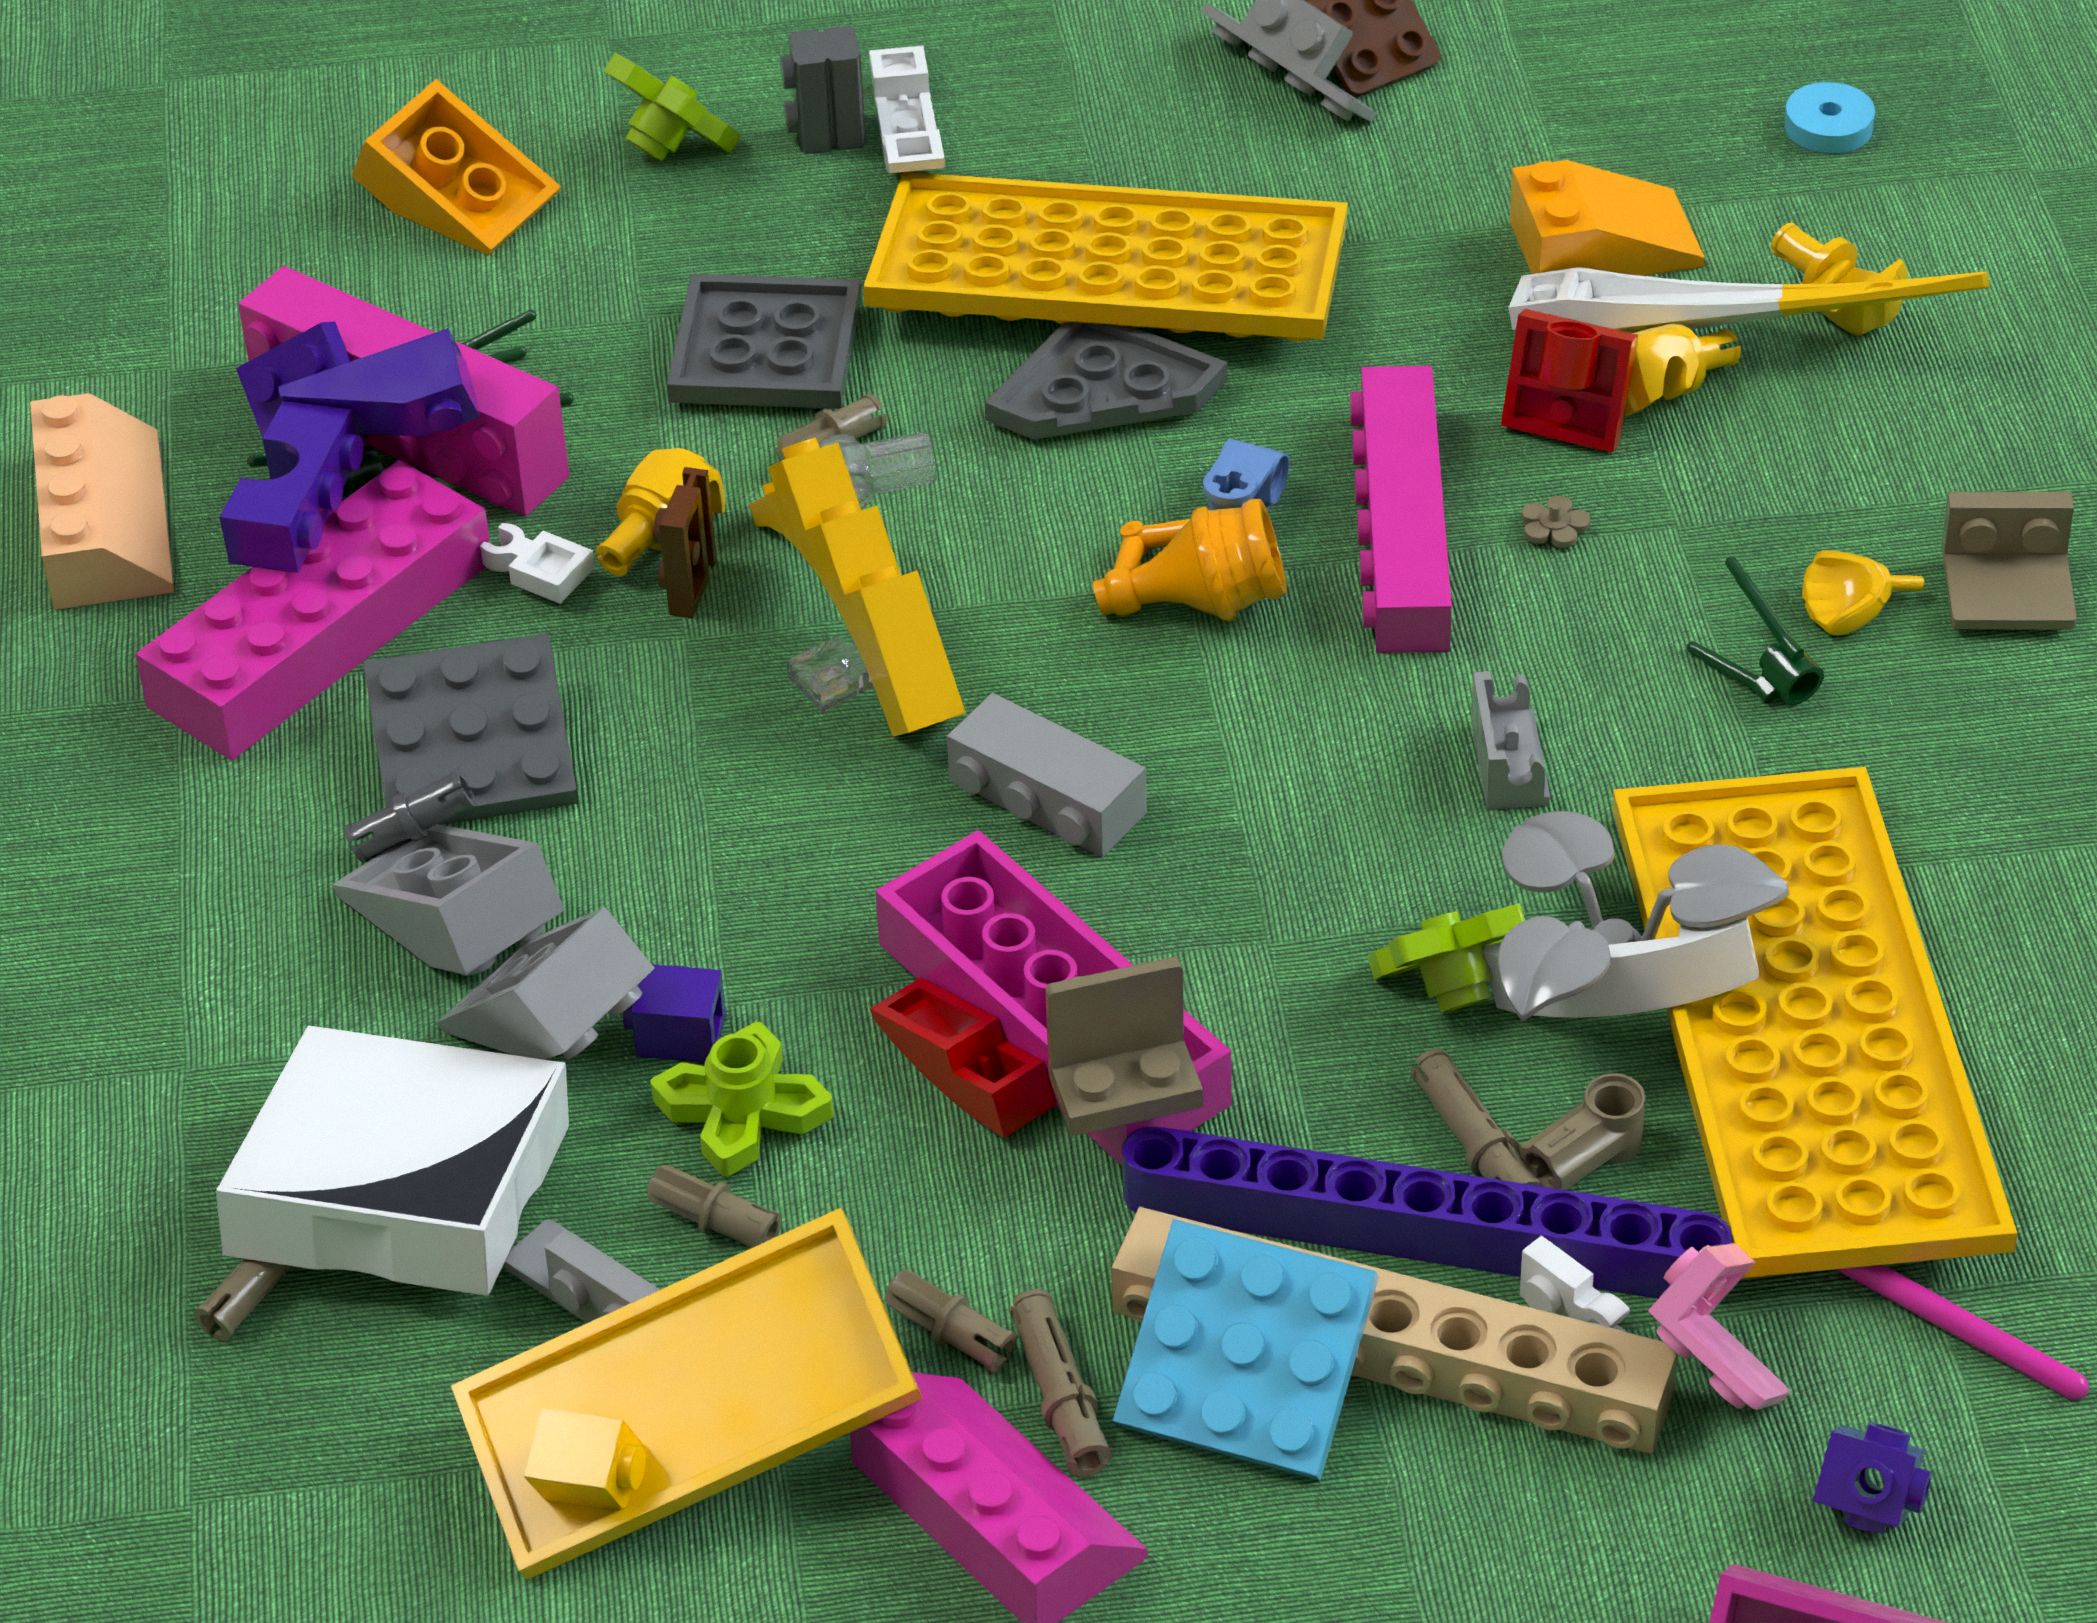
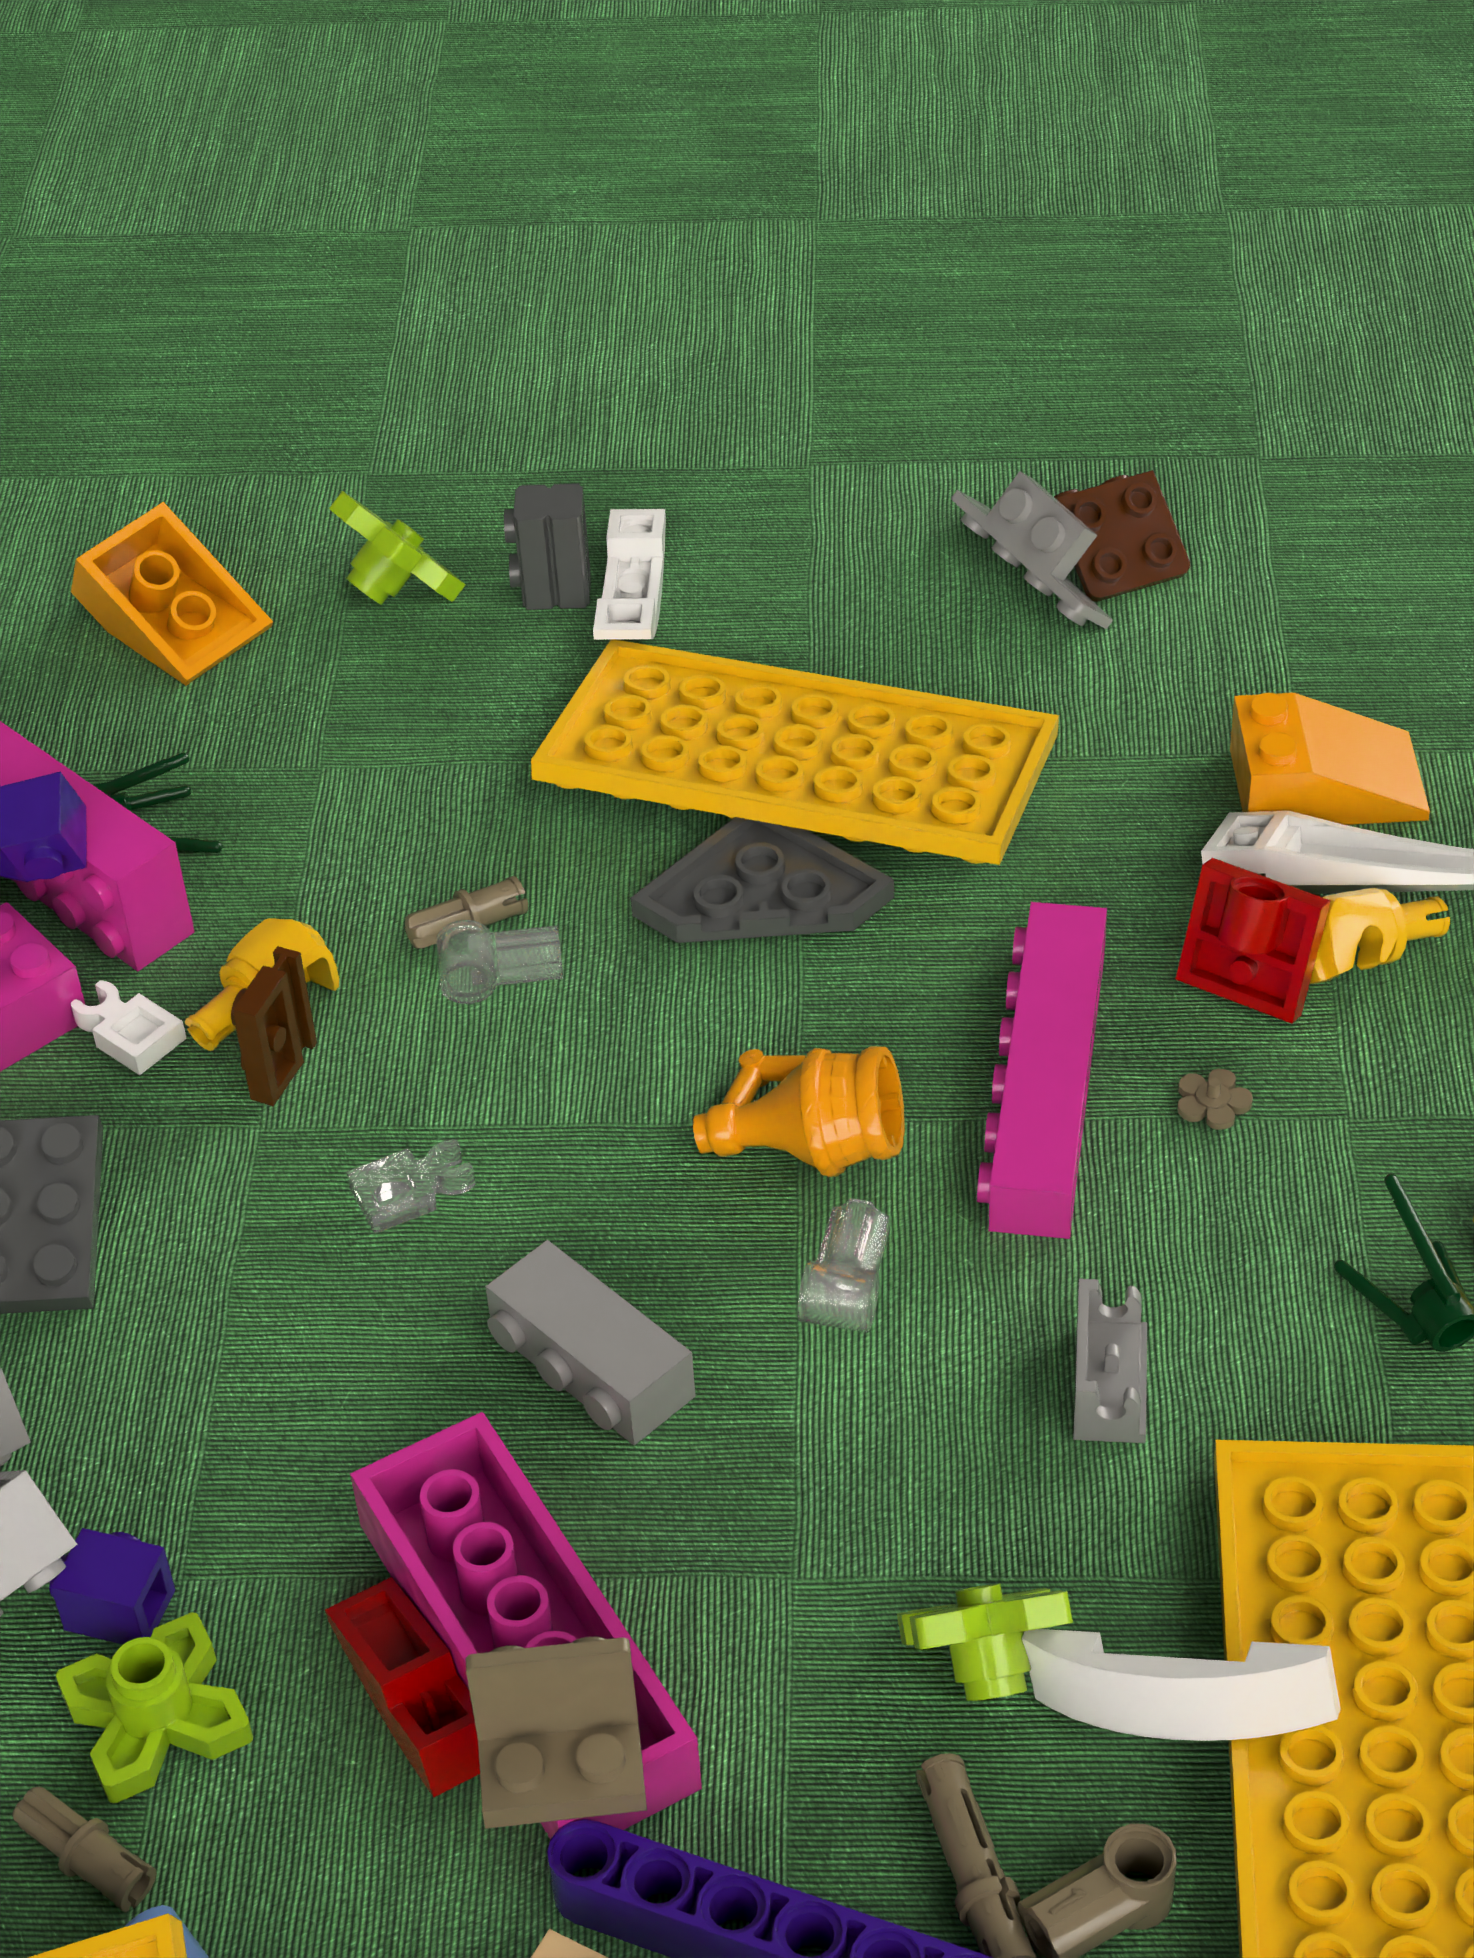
camera: 10 degrees right, 0 degrees up
(765, 341) = (426, 807): dark grey plate -> none
(852, 555) = (439, 1103): yellow arch -> none
(1246, 473) = (885, 1014): medium blue piece -> none
(1260, 695) = (844, 1281): none -> clear piece
(1551, 962) = (1092, 1679): light grey plant -> none

